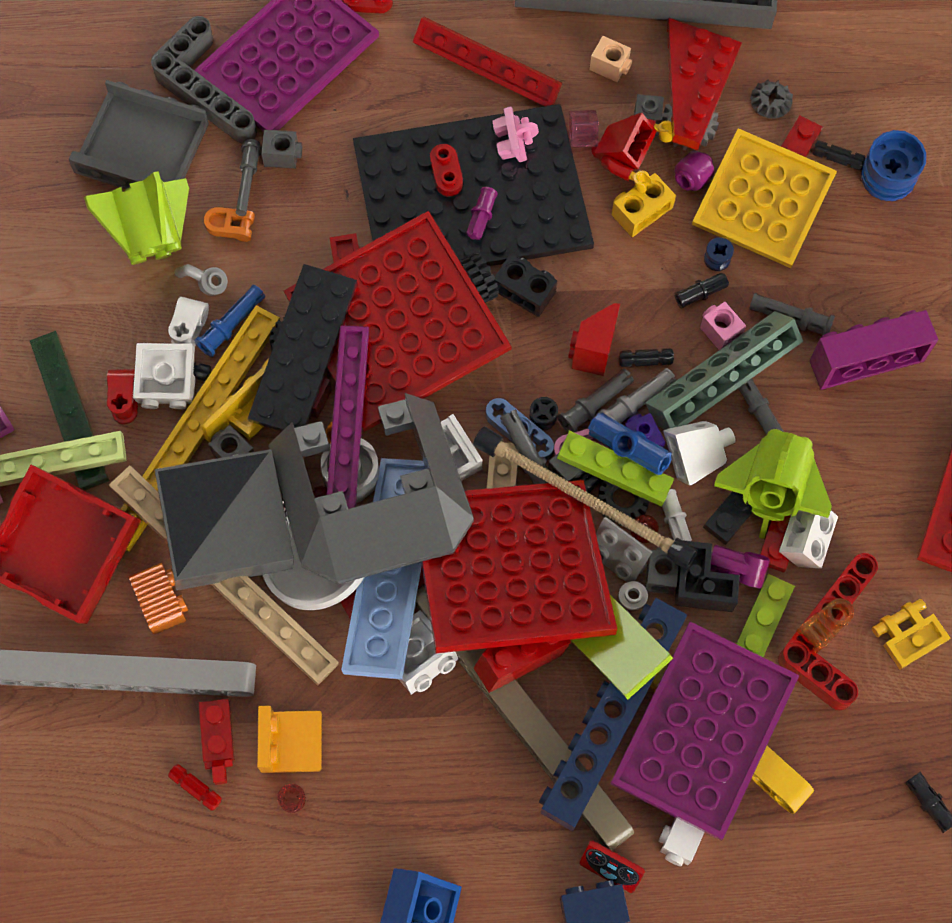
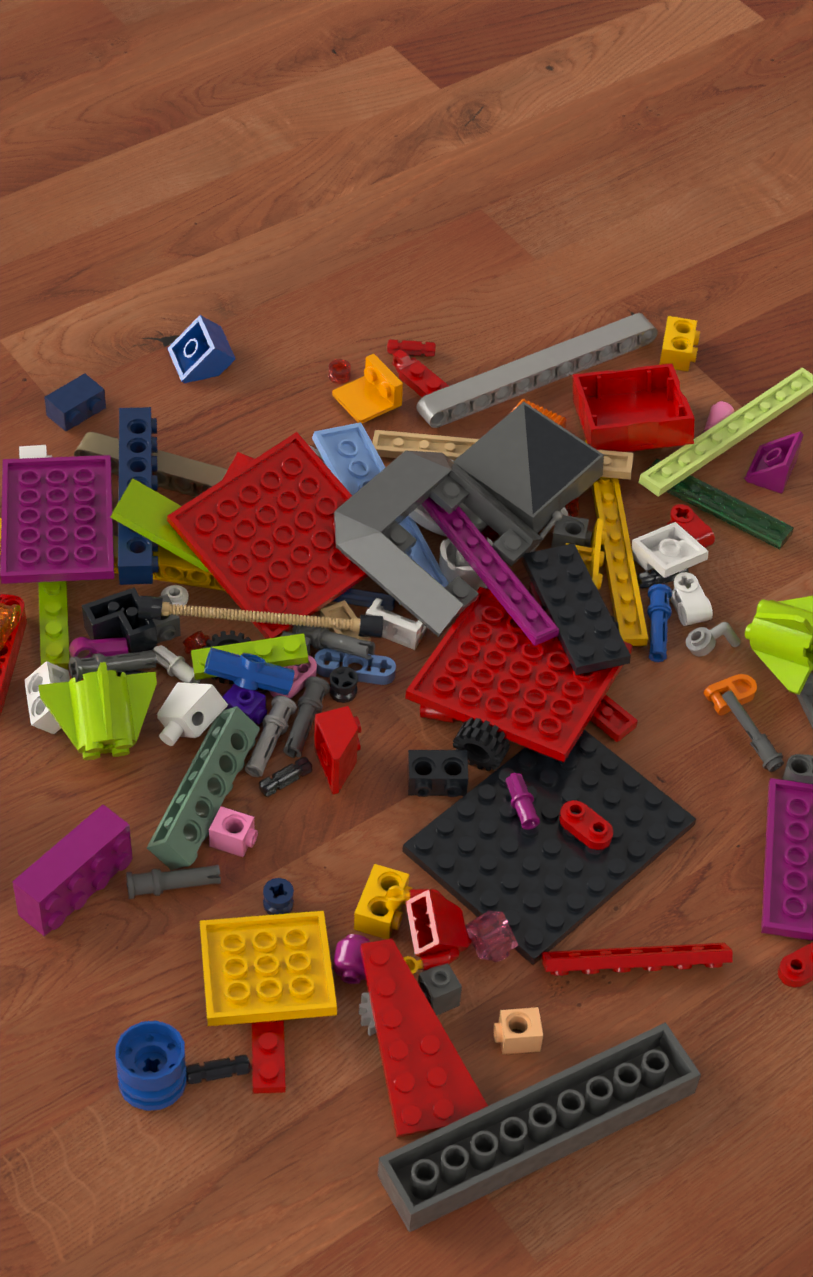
camera: 145 degrees right, 20 degrees down
(273, 141) = (748, 771): dark grey brick -> none
(511, 126) = (549, 883): bright pink hips -> none
(612, 866) = (73, 433): slope -> none
(621, 551) = (215, 600): light grey hinge -> none
(701, 290) = (273, 858): black axle -> none
(759, 406) = (153, 783): dark grey pin -> none
(771, 537) = (119, 663): none -> dark grey pin
(778, 107) = (316, 1102): dark grey gear -> none

